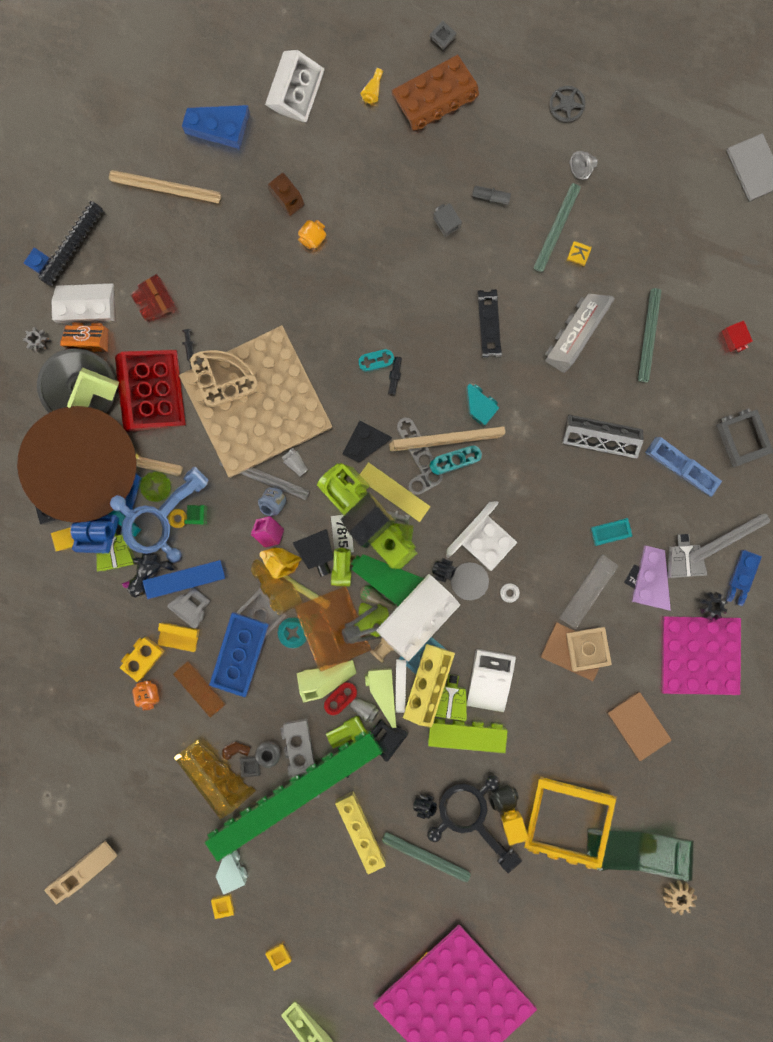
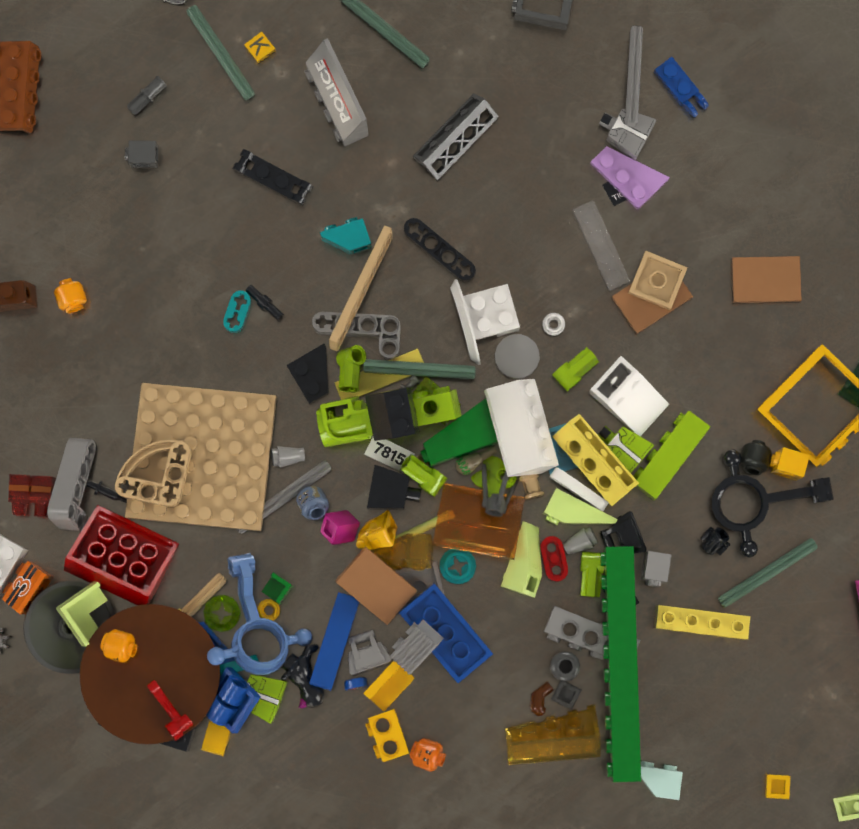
camera: 55 degrees left, 5 degrees down
(53, 507) = (179, 723): none -> red brick
(81, 429) = (118, 645): none -> light orange head
(163, 612) = (356, 683): none -> blue tile
(177, 321) = (70, 484): none -> light grey beam
(199, 689) = (455, 697): clear orange tile -> none
(215, 640) = (416, 646): none -> light grey brick
(222, 906) = (691, 812): yellow tile -> none
(240, 584) = (376, 585): none -> medium nougat tile
(377, 776) = (655, 568): none -> light grey brick
(390, 464) = (350, 363): none -> lime piece
(415, 517) = (419, 369): none -> sand green axle
(443, 570) = (489, 374): black gear -> none
(450, 466) = (390, 302): teal beam -> none
(482, 628) = (570, 373): none -> lime piece
(514, 477) = (438, 251): none -> black beam
(611, 532) = (555, 187): teal tile -> none
(683, 466) = (535, 76): medium blue slope -> none
(701, 655) = (733, 175): dark pink plate -> none
(719, 605) = (687, 138): black piece -> none

